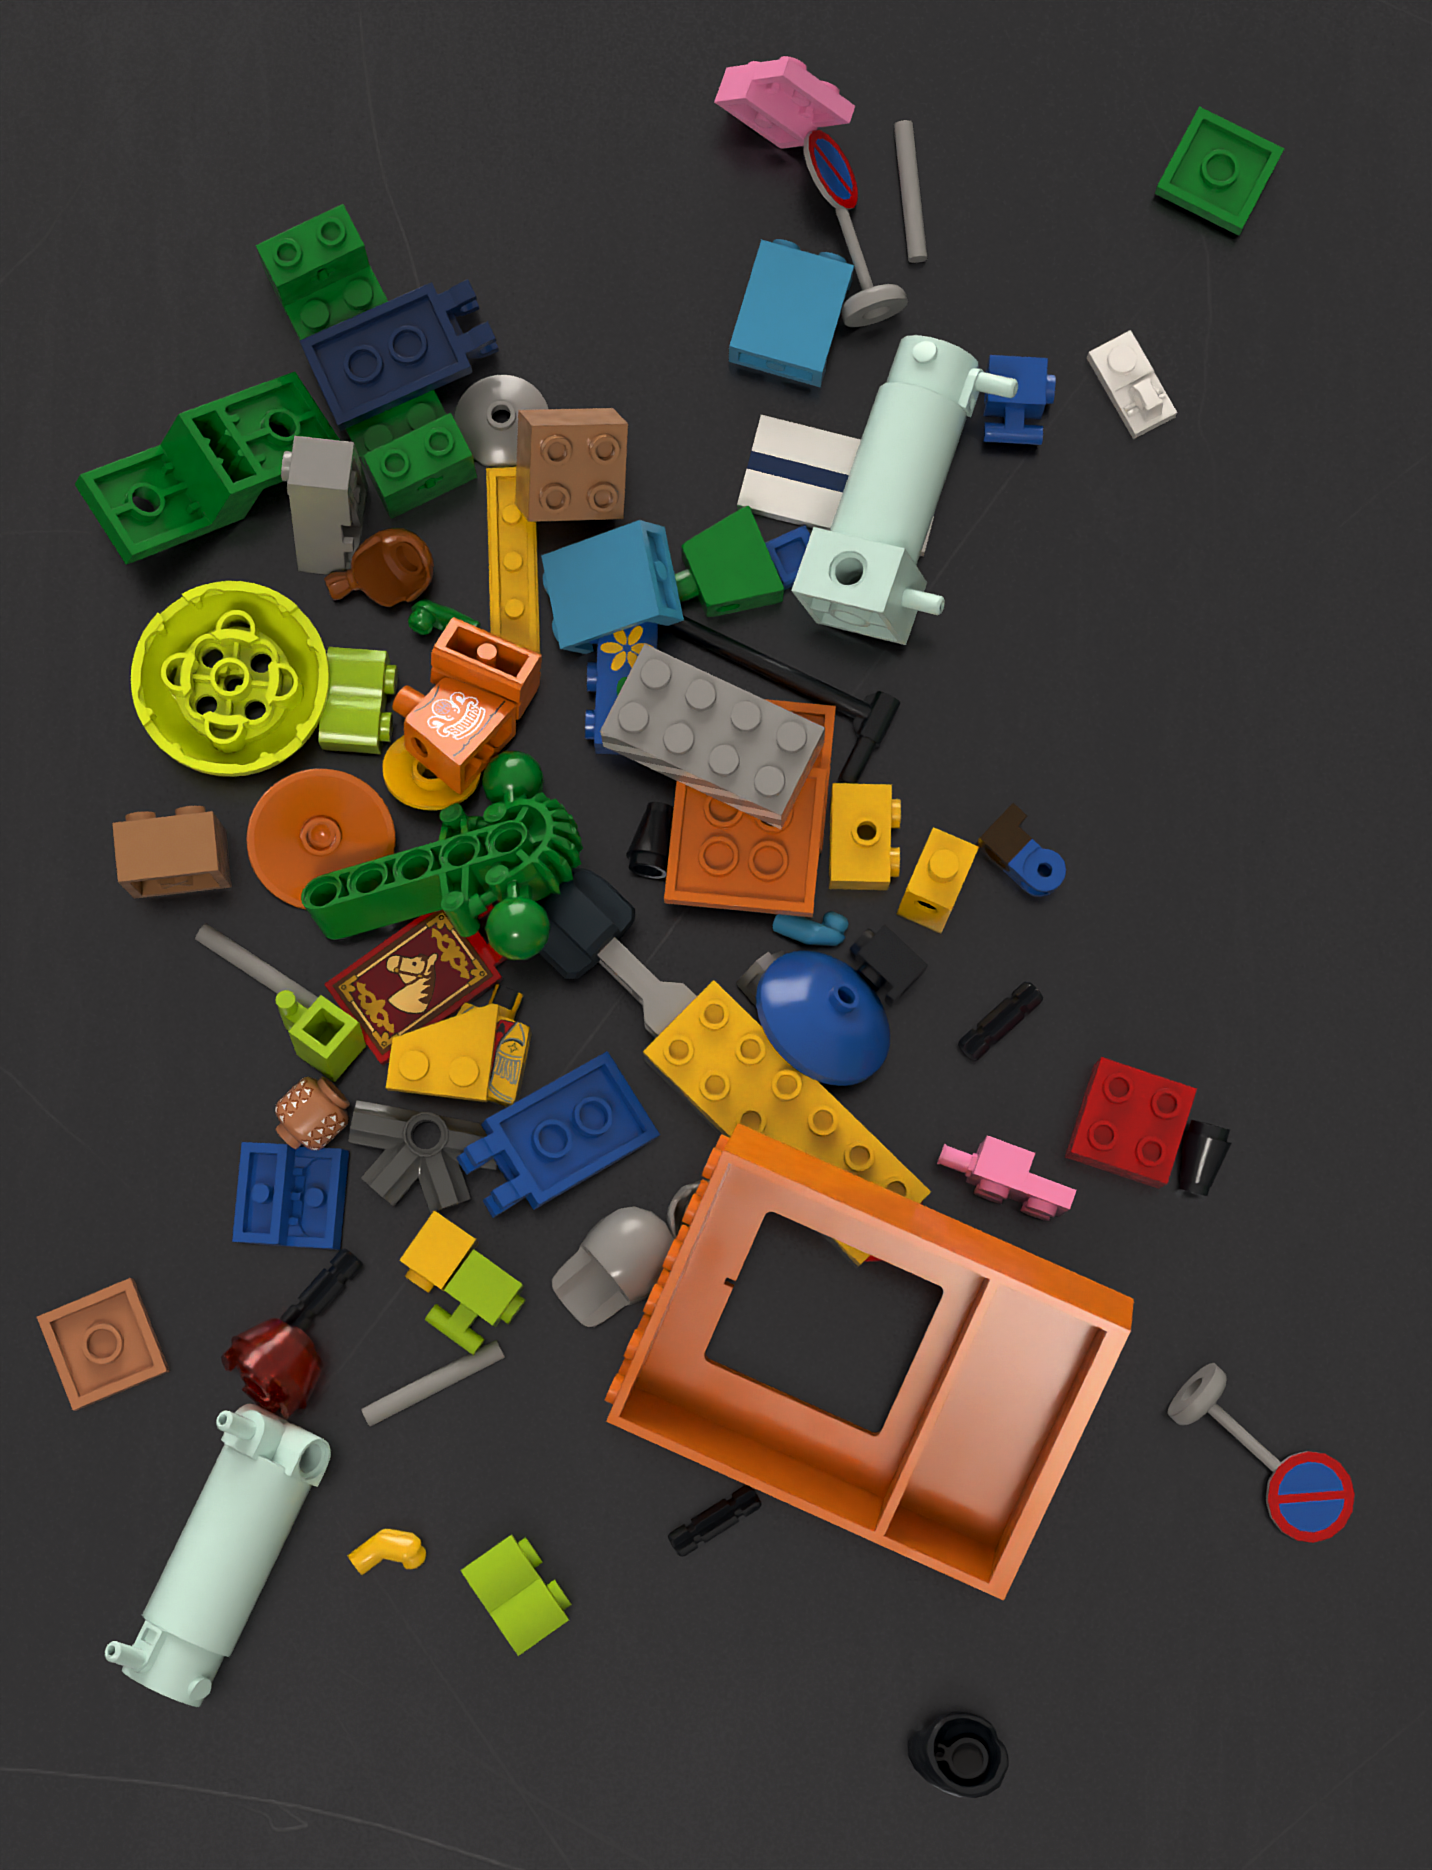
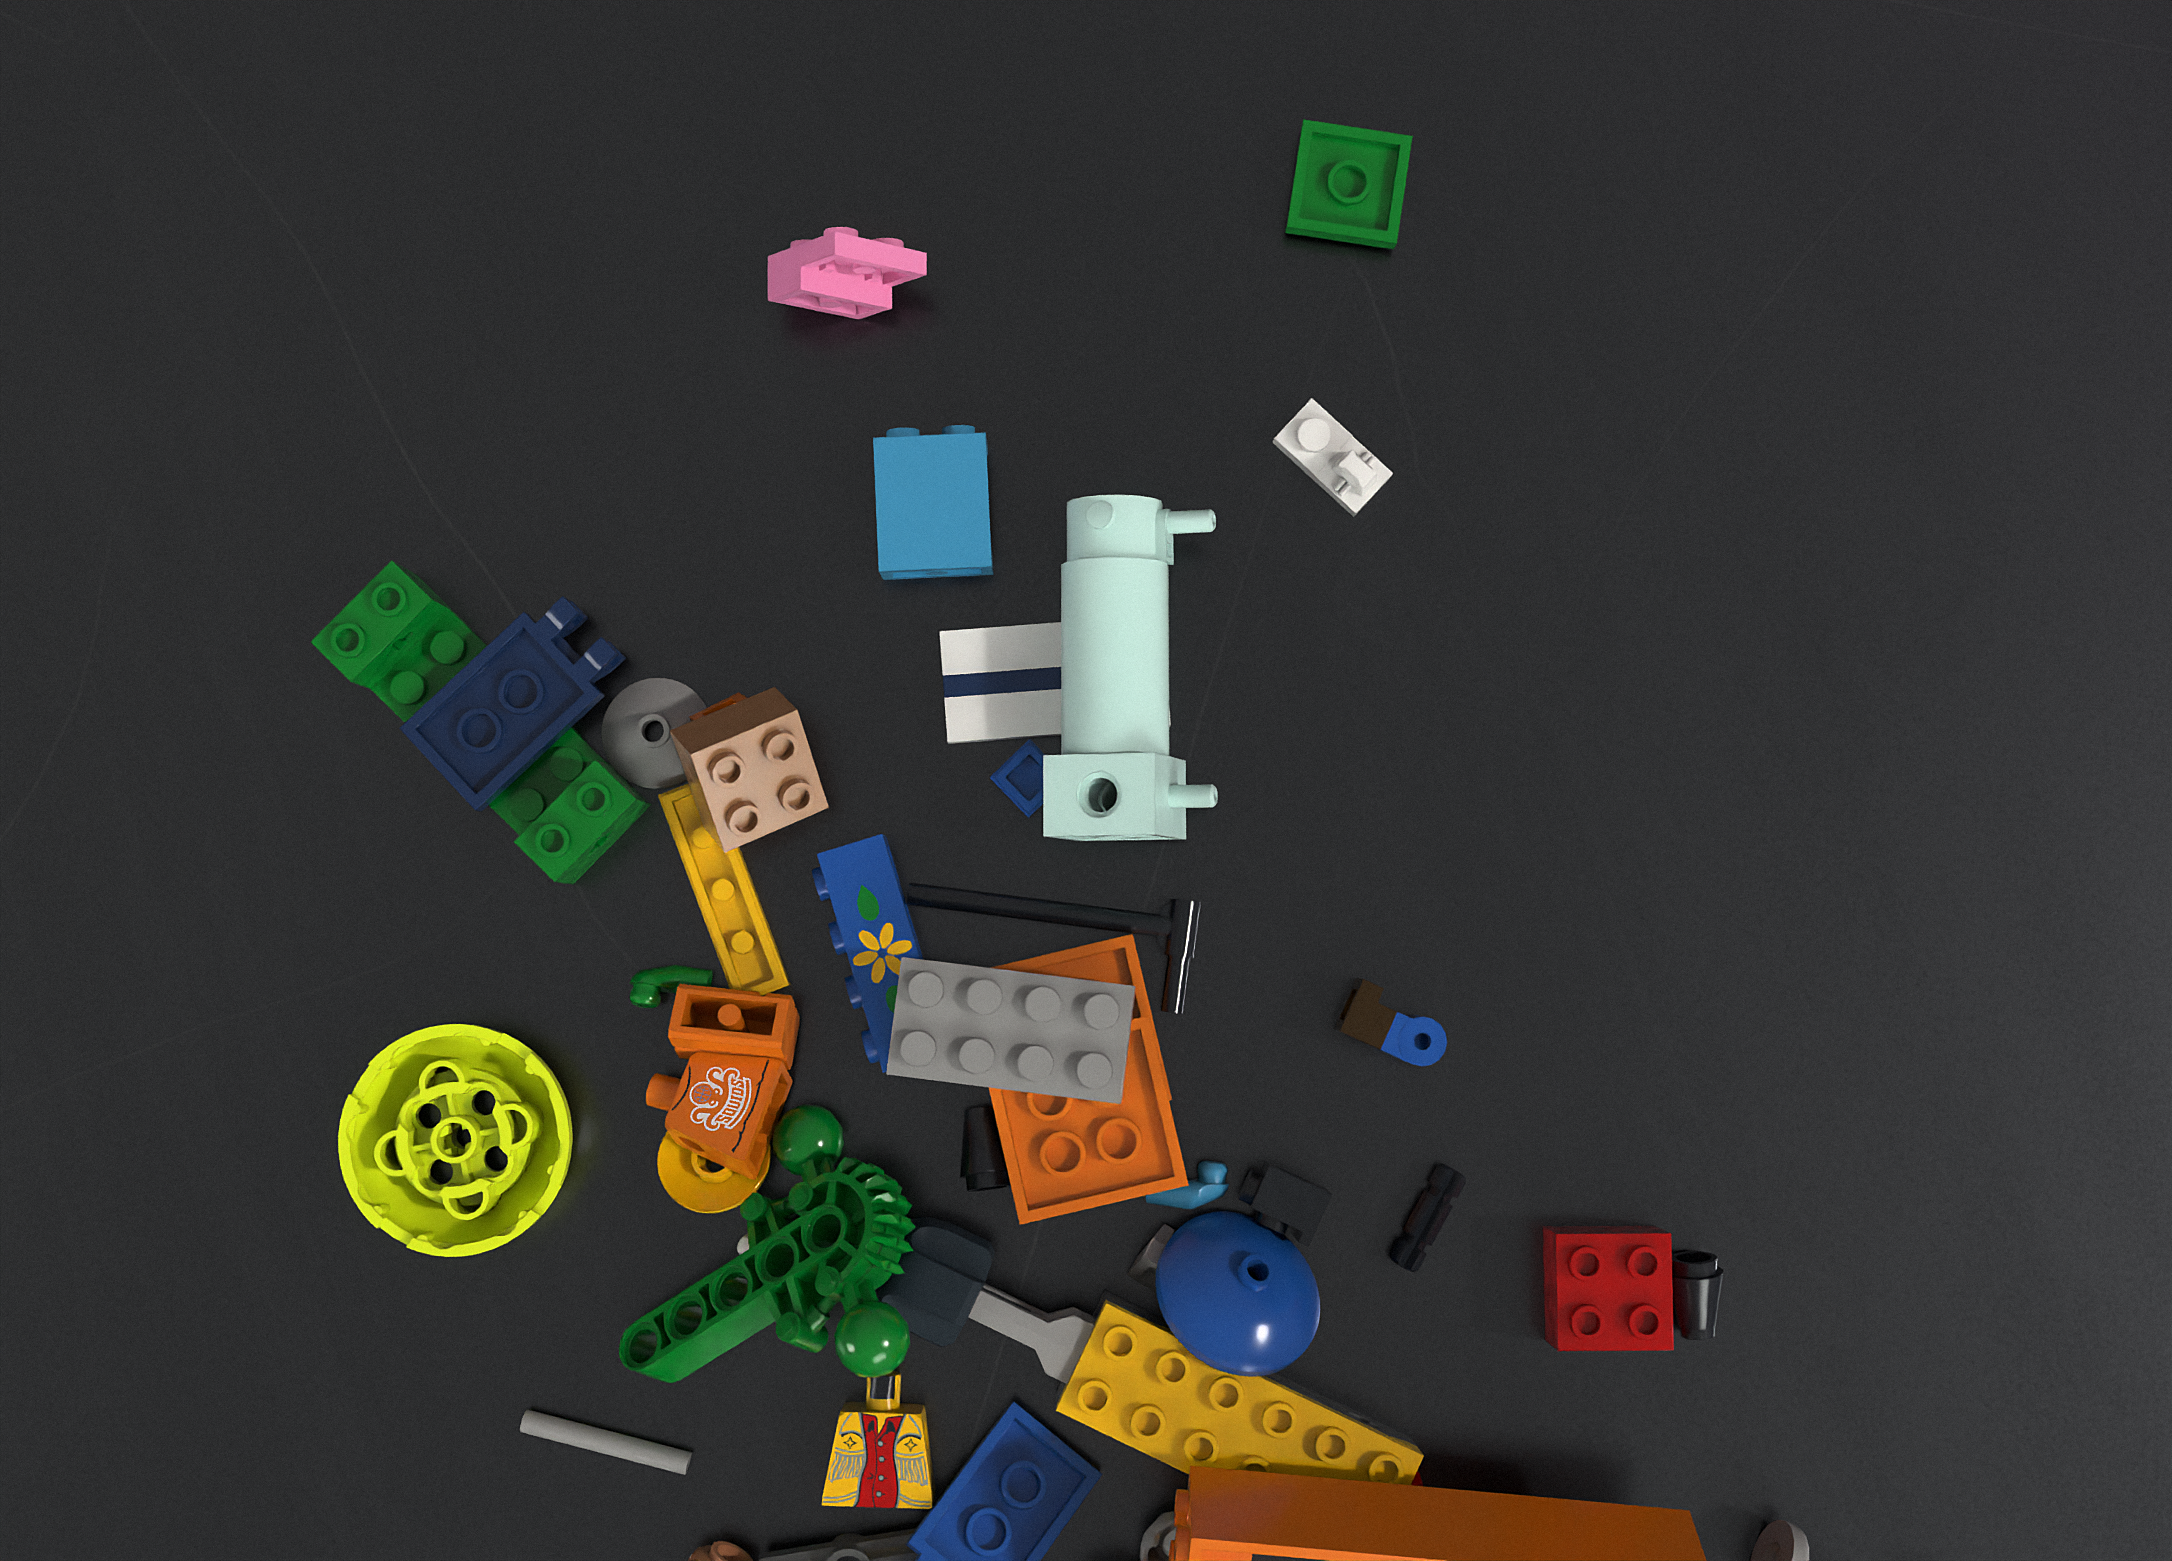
camera: 20 degrees left, 5 degrees up
(171, 853) = (453, 1363): medium nougat brick -> none
(204, 468) = (349, 907): green bracket -> none
(315, 827) = (611, 1272): orange hat -> none
(321, 1034) = (694, 1499): lime brick -> none
(325, 502) = (492, 909): light grey wedge -> none
(357, 701) = (606, 1107): lime brick -> none
(387, 568) = (586, 948): dark orange hair -> none
(415, 980) = (769, 1408): tile -> none
(446, 1057) = (842, 1485): yellow wing -> none
(611, 584) = (842, 889): dark azure panel -> none
(729, 567) = (960, 819): green torso -> none
(838, 186) = (935, 345): light grey piece -> none
(862, 836) = (1211, 1070): yellow brick -> none
(910, 191) = (1017, 321): light grey bar -> none
(937, 880) = (1310, 1085): yellow torso -> none
(1003, 1173) = (1496, 1397): bright pink plate -> none
(1033, 393) = (1231, 503): blue brick -> none

